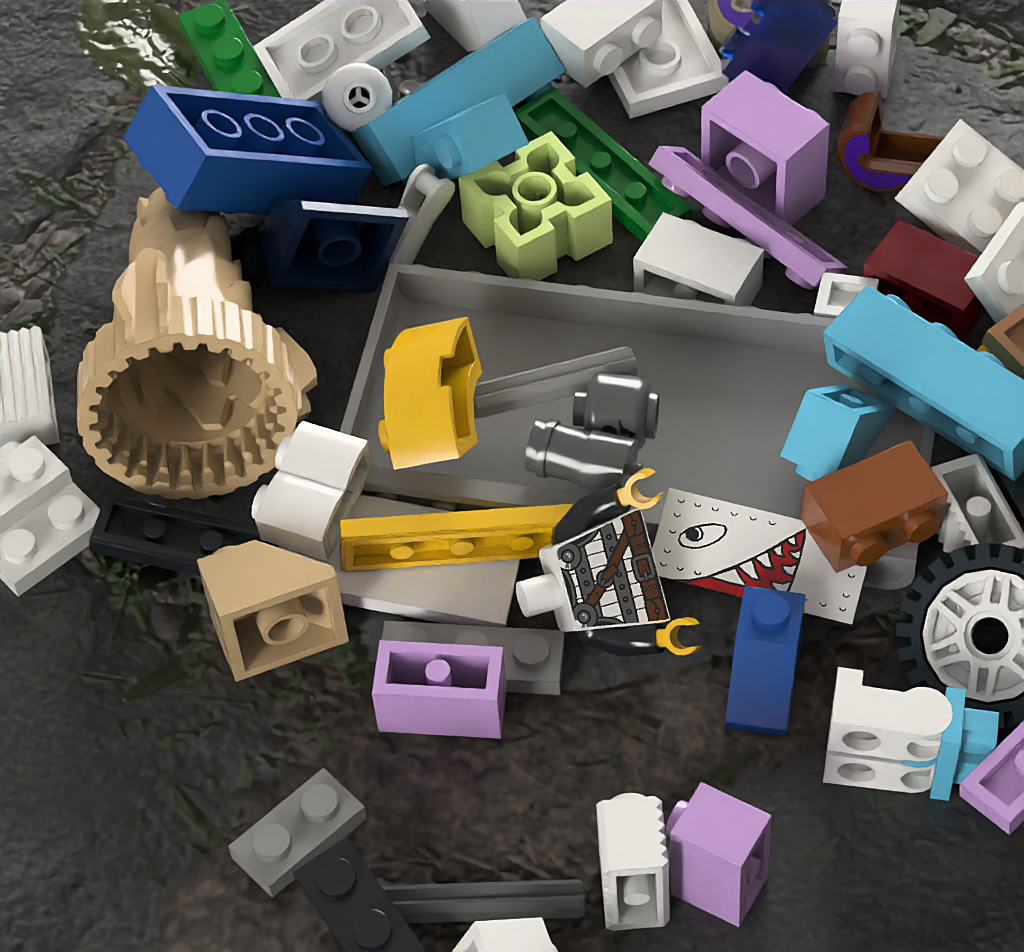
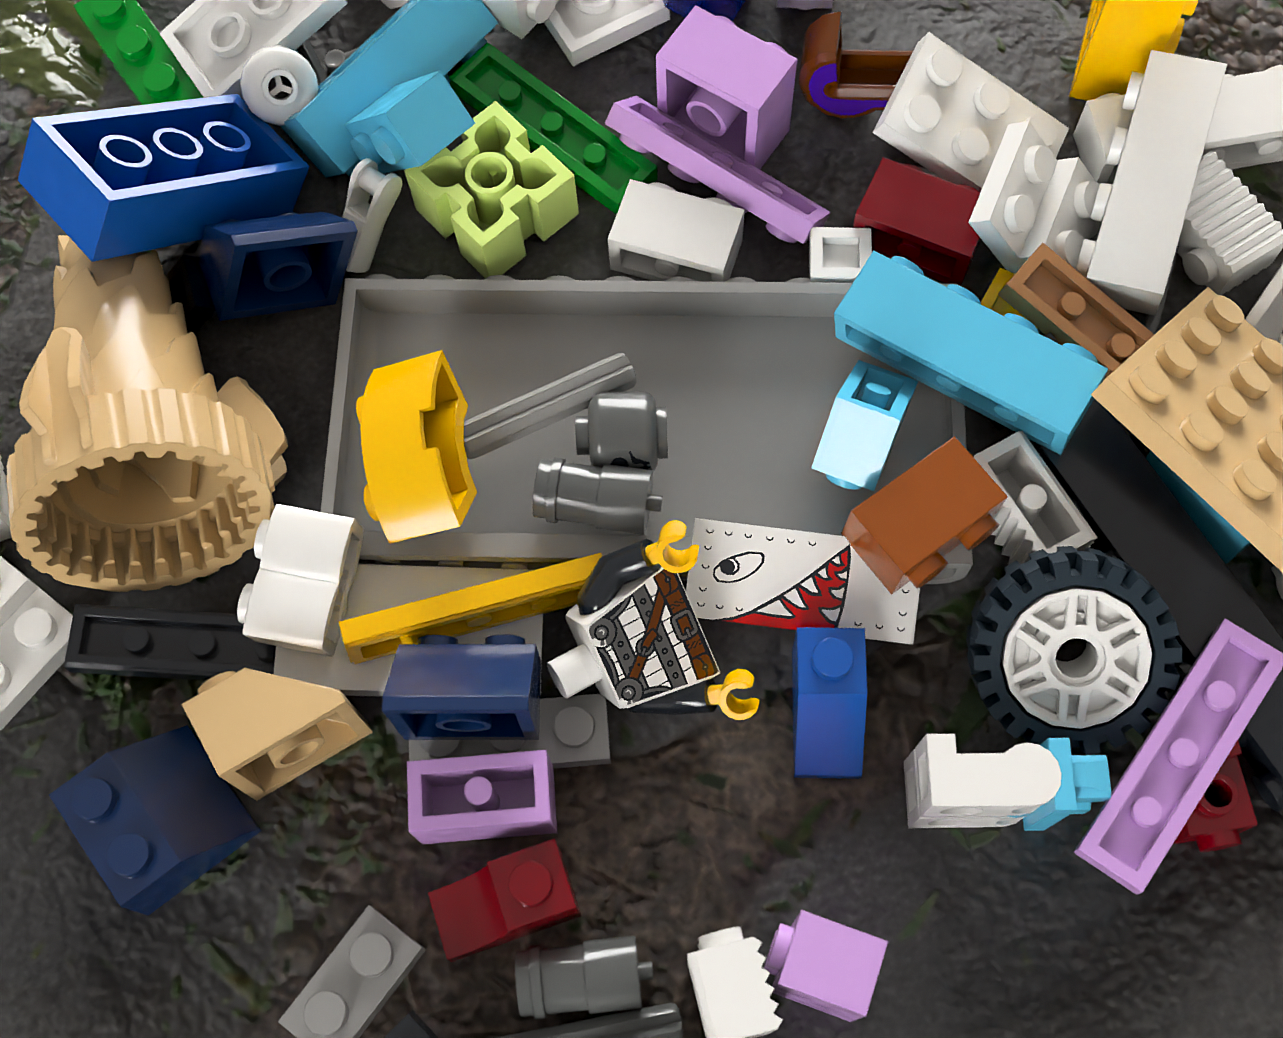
camera: 10 degrees left, 15 degrees up
(147, 673) = (154, 817): none -> dark blue slope
(439, 596) = (465, 689): none -> dark blue slope
(448, 780) = (505, 901): none -> dark red arch
(506, 847) = (583, 977): none -> dark grey piece

